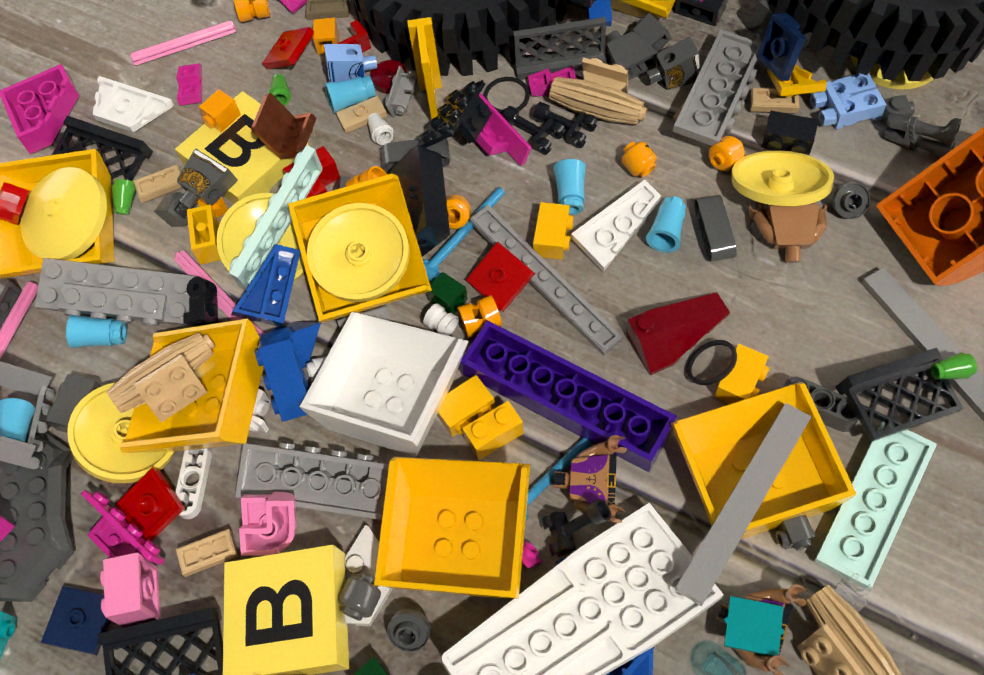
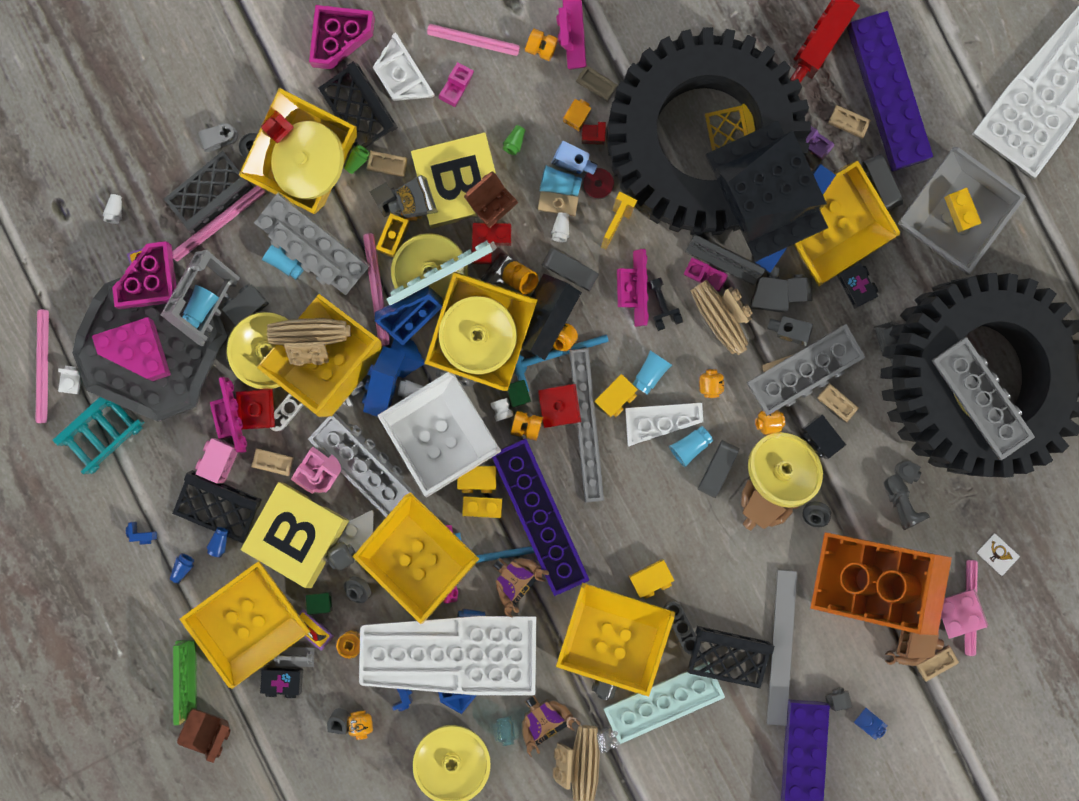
camera: 30 degrees right, 25 degrees up
(76, 621) = (179, 451): dark blue plate -> none
(202, 303) = (362, 289): black leg -> none
(219, 111) = (457, 146): light orange brick -> none
(288, 48) = (542, 108): red plate -> none
(397, 100) = (600, 204): light grey hinge -> none
(462, 112) = (613, 267): black bracket -> none
(511, 79) = (670, 243): black piece -> none
(573, 136) = (679, 297): black bar -> none
(597, 512) = (499, 605): black bar -> none
(673, 329) = (635, 519): dark red wedge -> none
(726, 372) = (636, 543): black piece -> none
(742, 505) = (585, 657): light grey tile -> none
(753, 626) = (538, 721): teal piece -> none
(781, 45) = (863, 378): dark blue plate -> none
(799, 83) = (858, 401): yellow wing -> none
(849, 101) = (876, 441): light blue hips -> none
(955, 367) = (775, 665): bright green cone -> none

